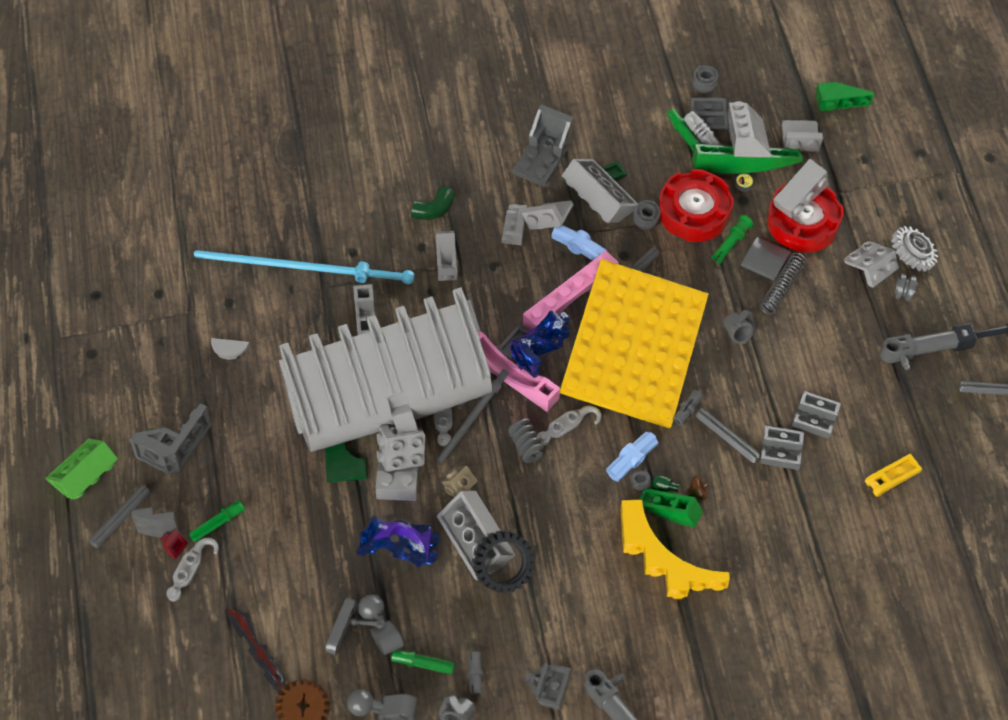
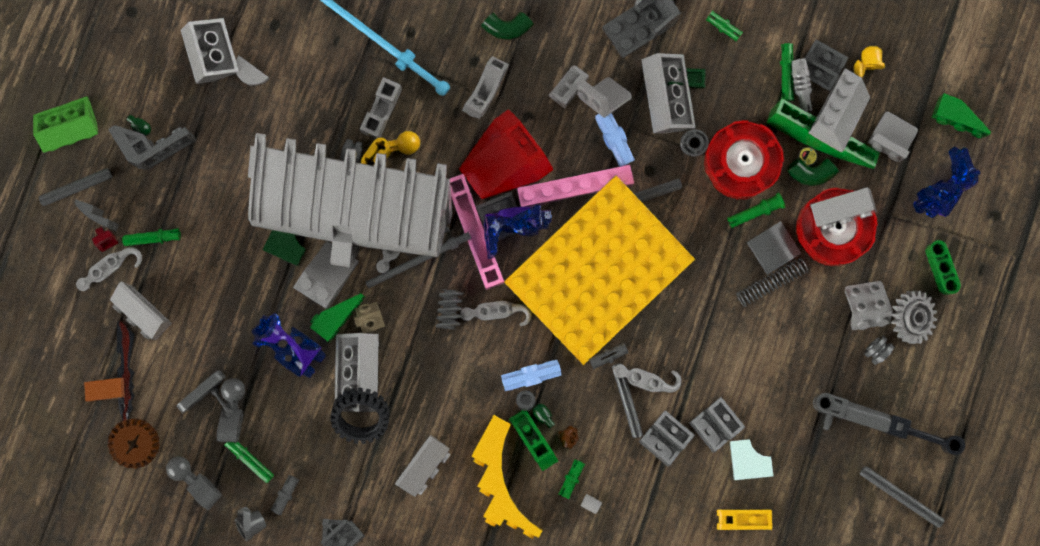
camera: 25 degrees right, 25 degrees up
(182, 345) = (209, 50): none -> light grey slope
(243, 583) = (139, 311): none -> light grey slope
(247, 673) = (104, 389): none -> dark orange tile
(400, 450) = (328, 269): light grey bracket -> none
(427, 499) = (333, 319): none -> green slope
(500, 298) = (504, 158): none -> red wedge
(587, 577) = (423, 466): none -> light grey slope
(611, 123) = (724, 26): none -> green pin
(705, 79) = (839, 33): dark grey wheel -> none
(724, 522) = (571, 479): none -> green pin
(732, 409) = (646, 380): none -> light grey piece
(739, 328) = (702, 304): dark grey piece -> none
(744, 90) = (870, 60): none -> yellow piece
(755, 533) = (591, 504): none -> light grey hinge
(757, 192) = (812, 175): none -> dark green cylinder
(863, 430) = (748, 462): none -> light aqua tile
(873, 150) = (943, 196): none -> clear blue hips
(909, 205) = (945, 258): none -> green beam

